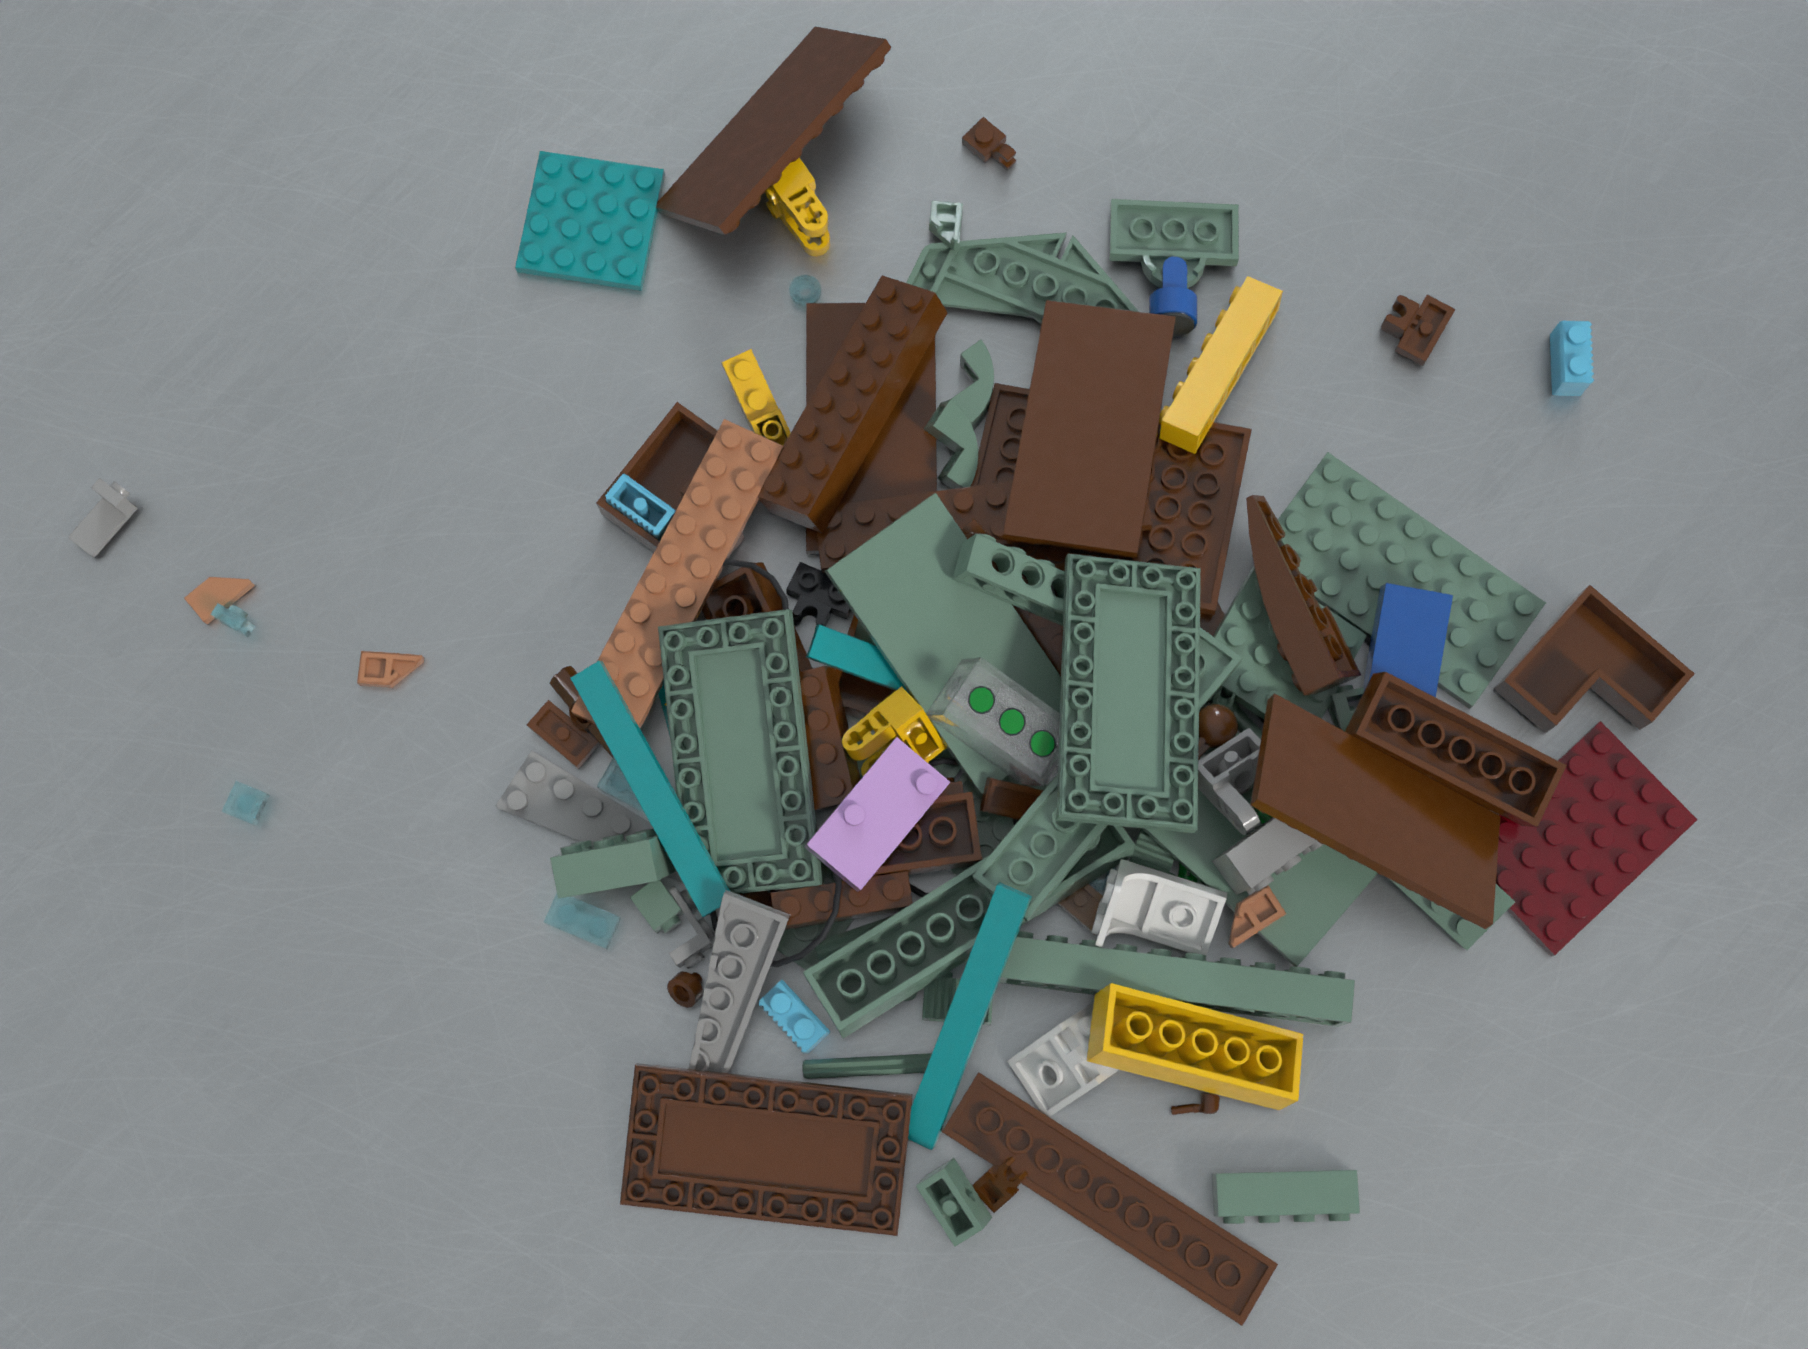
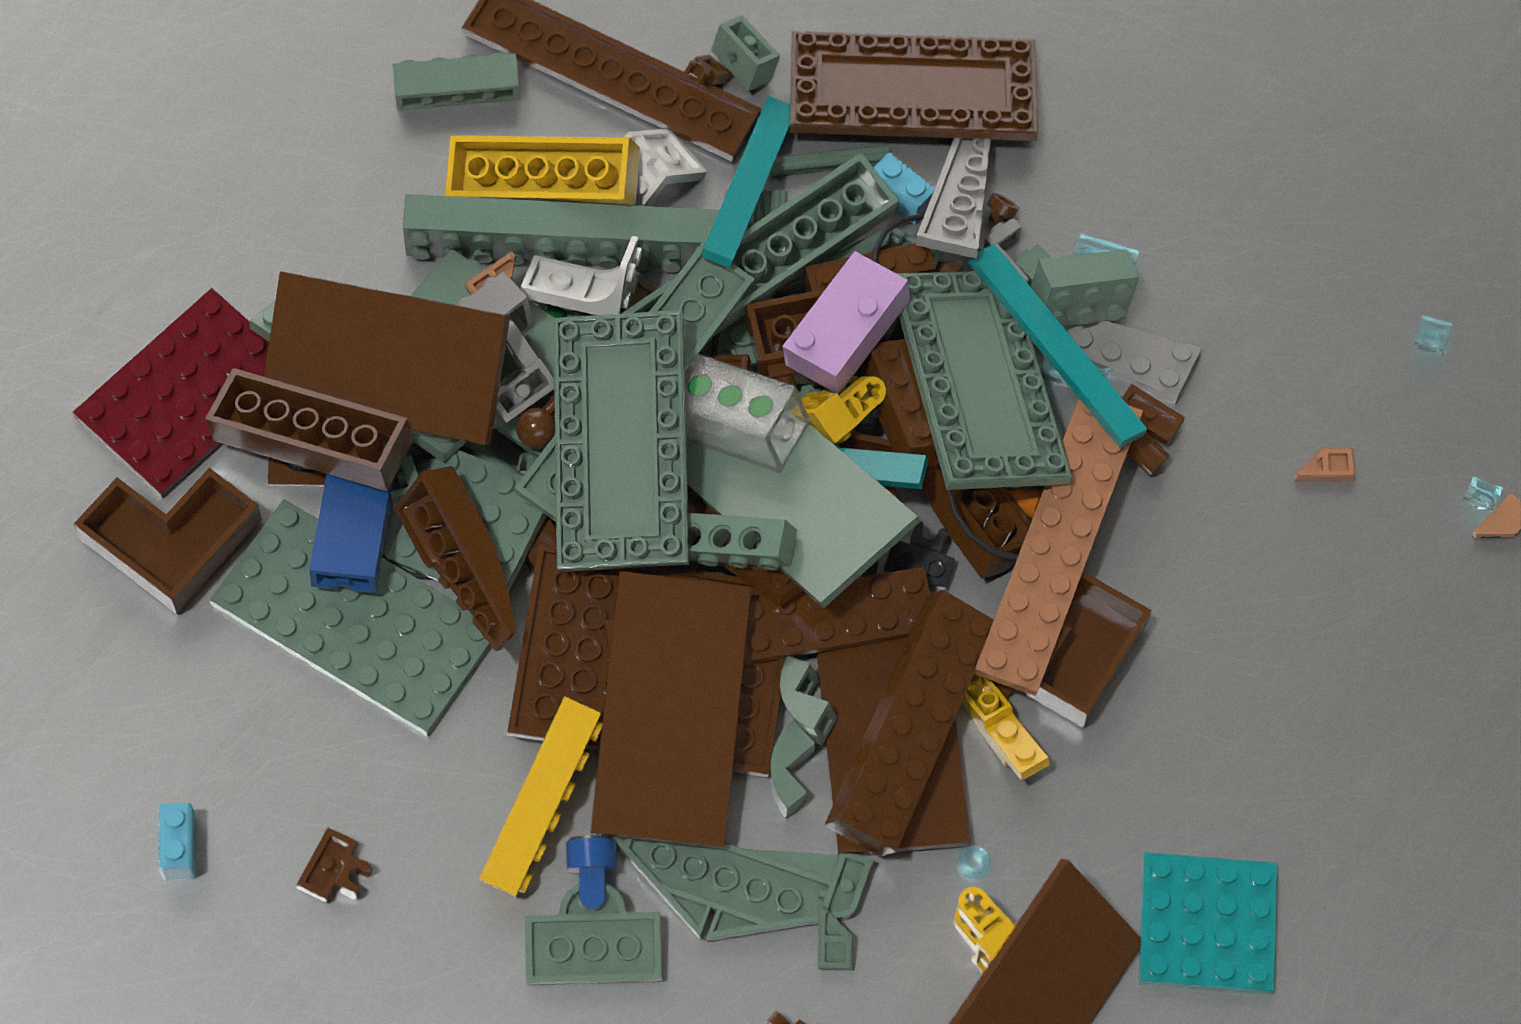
camera: 170 degrees right, 10 degrees down
(640, 506) = (1105, 610): medium azure brick -> none

